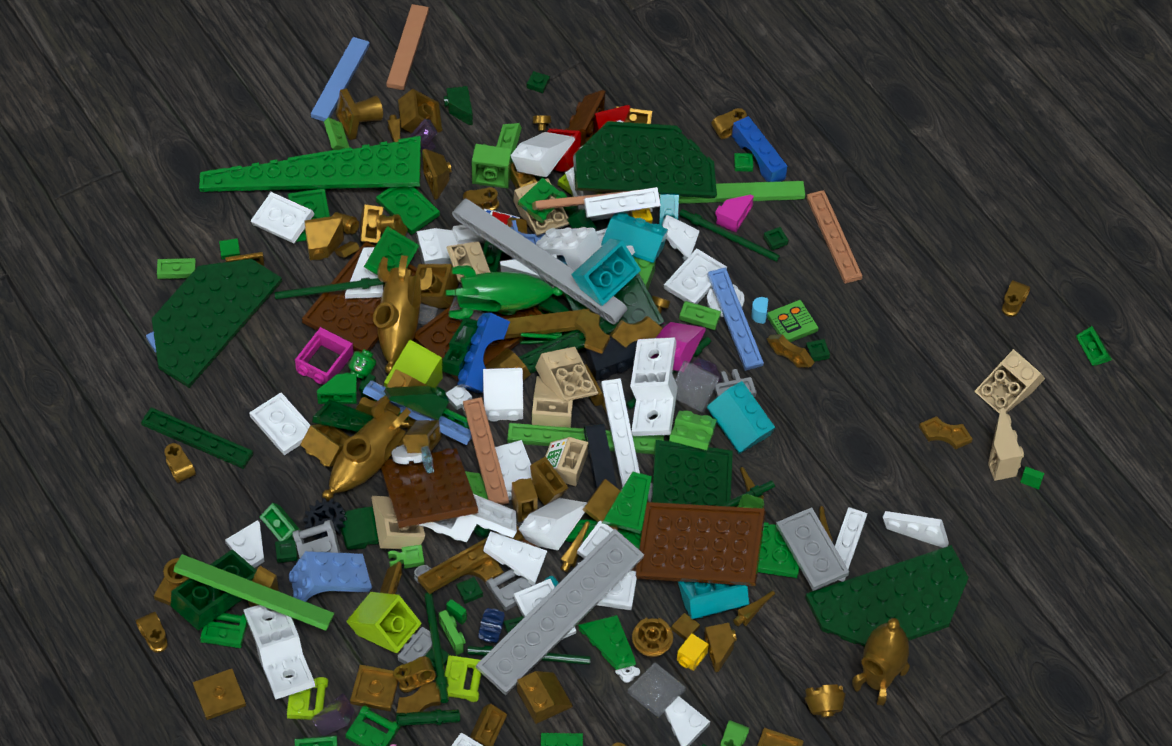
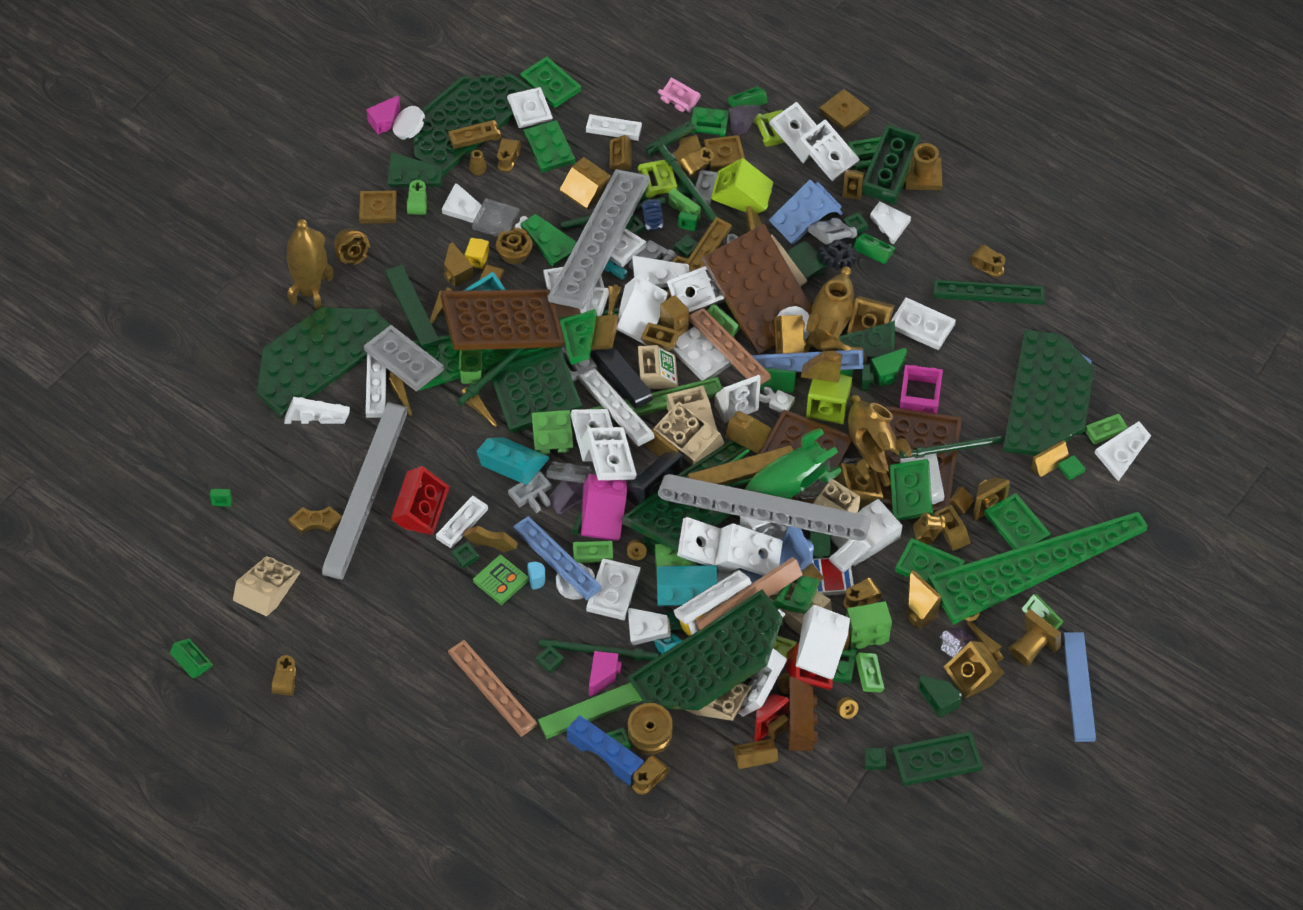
camera: 160 degrees right, 0 degrees up
(153, 632) = (929, 132): pearl gold piece -> none
(173, 247) = (1122, 450): none -> white wing
(253, 592) = (855, 159): bright green tile -> none
(282, 217) = (1039, 503): white plate -> none
(350, 223) = (979, 528): pearl gold cone -> none
(362, 363) = (882, 392): green head -> none
(407, 47) = (1033, 751): nougat tile -> none
(422, 399) = (809, 348): dark green slope -> none
(427, 459) = (772, 307): clear light blue tile -> none
(458, 347) = (797, 424): dark green slope -> none
(489, 63) = (937, 758): none -> dark green plate
(489, 329) = (778, 436): blue arch -> none
(589, 325) = (675, 456): pearl gold tile -> none
(606, 271) = (691, 499): teal slope -> none
(628, 333) = (636, 483): pearl gold tile -> none
(719, 146) = (650, 728): none -> pearl gold wheel
(782, 613) = (412, 307): none -> dark green tile
(809, 381) = (461, 521): none -> white plate
(843, 410) = (420, 501): none -> red slope
(889, 442) = (364, 491): none -> light grey beam
(1005, 451) = (252, 502): tan slope -> none

